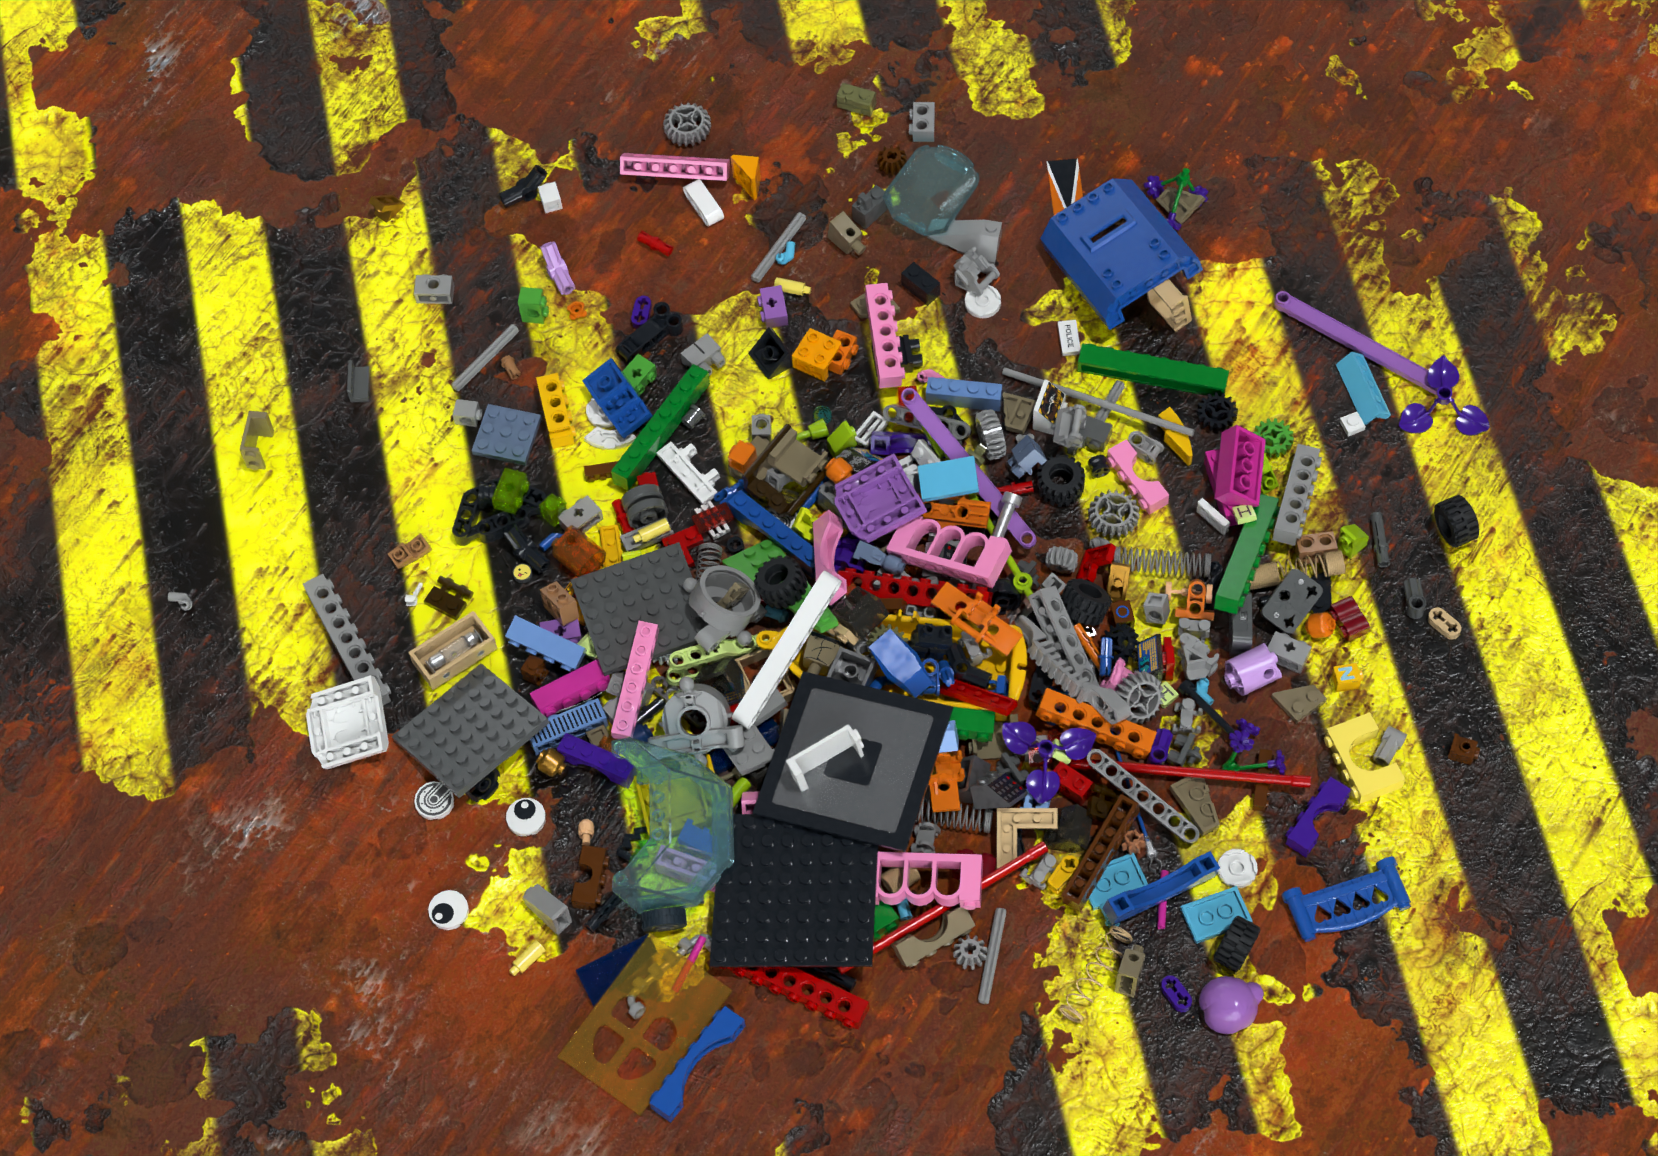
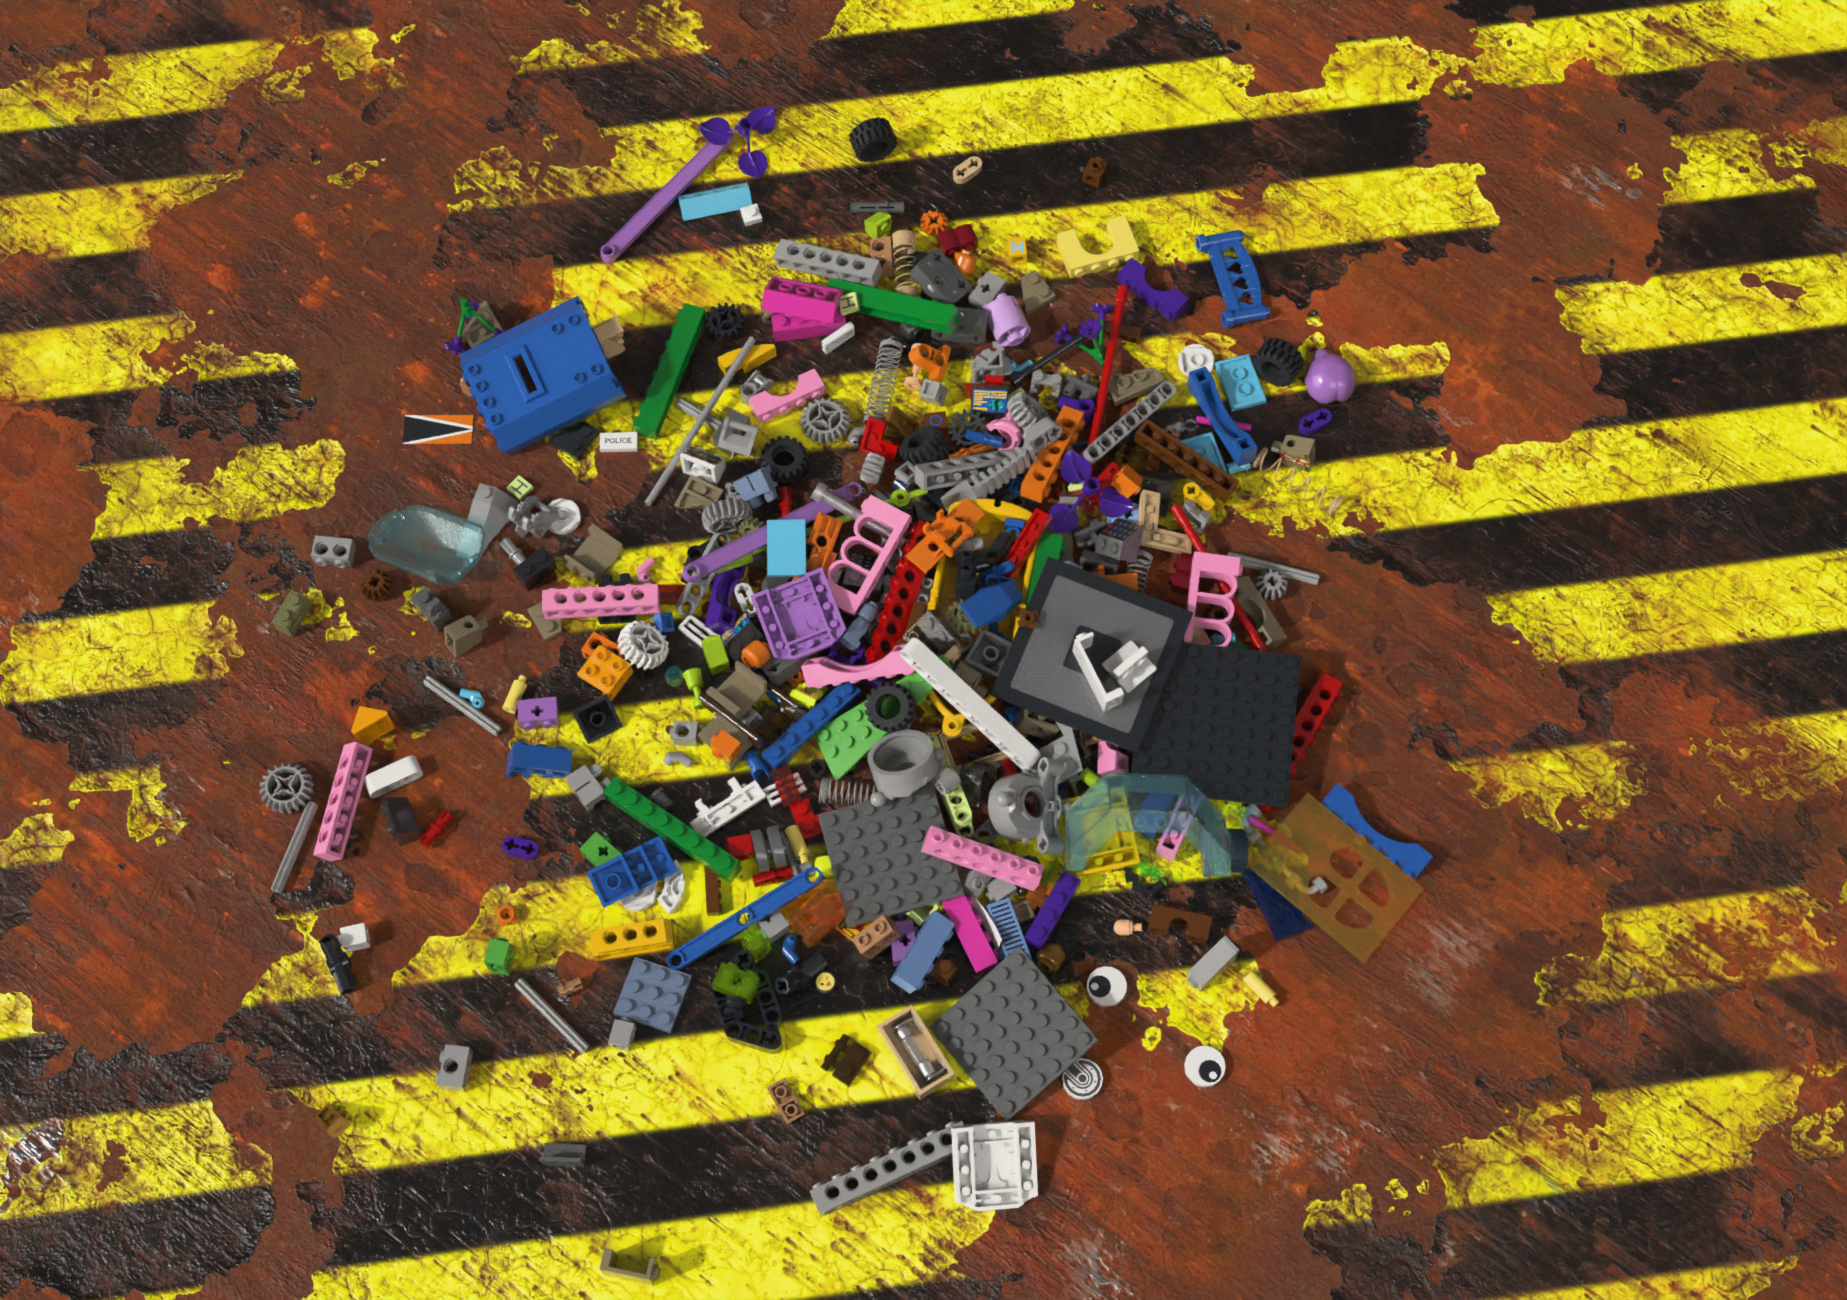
camera: 90 degrees left, 5 degrees up
(413, 599) = (845, 1099): white hand -> none
(557, 268) = (452, 932): lavender piece -> none
(582, 502) = (732, 925): none -> blue beam
(593, 923) = (1206, 906): black pin -> none
(633, 140) = (294, 847): none -> light grey axle
(651, 332) = (550, 837): black piece -> none
(659, 211) = (400, 820): none -> clear smoke slope
(723, 311) = (538, 760): none -> blue wedge
(734, 595) = (898, 751): dark tan wing -> none
(739, 427) = (678, 756): none -> light grey arm
(838, 792) = (1129, 666): none -> white bracket
(845, 386) = (643, 645): none -> white gear
(874, 397) = (664, 622): none -> blue tile
(881, 698) = (1023, 622): none -> reddish brown plate
(923, 455) = (748, 576): white plate -> none
(937, 265) = (514, 553): none -> light grey axle
(941, 332) = (594, 555): none -> dark tan panel
(963, 394) = (672, 539): medium blue brick -> none
(1008, 261) = (519, 488): none -> yellowish green tile
(1064, 792) = (1127, 481): none -> orange brick
(1066, 301) = (575, 440): none -> black wing
(1098, 466) = (770, 428): black wheel -> none
(1194, 627) = (955, 367): light grey piece -> none
(1275, 435) = (750, 279): bright green gear -> none
(1374, 603) = (933, 229): none -> orange gear
(1391, 742) = (1083, 224): light grey piece -> none
(1414, 597) = (941, 187): dark grey piece -> none

